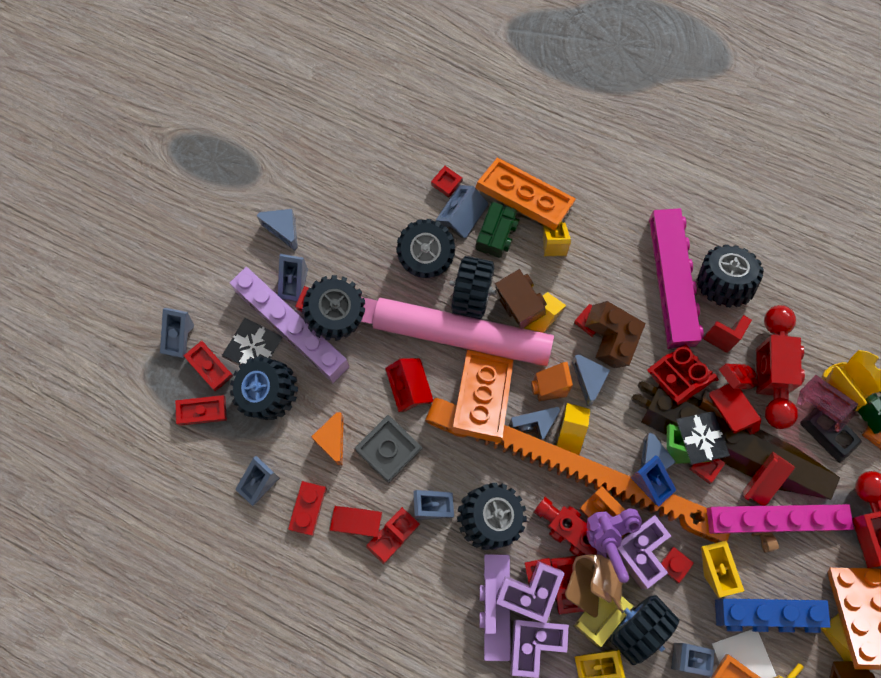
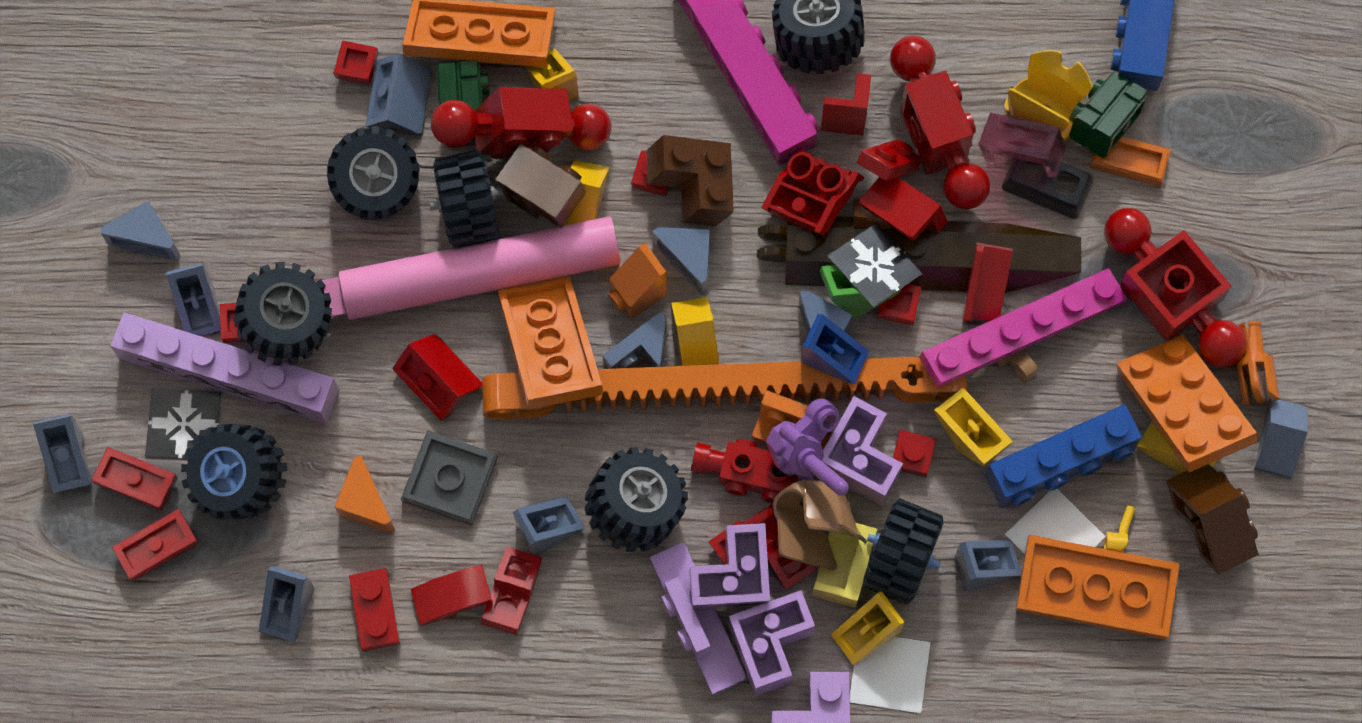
camera: 25 degrees left, 0 degrees up
(526, 253) = (520, 116): none -> red brick

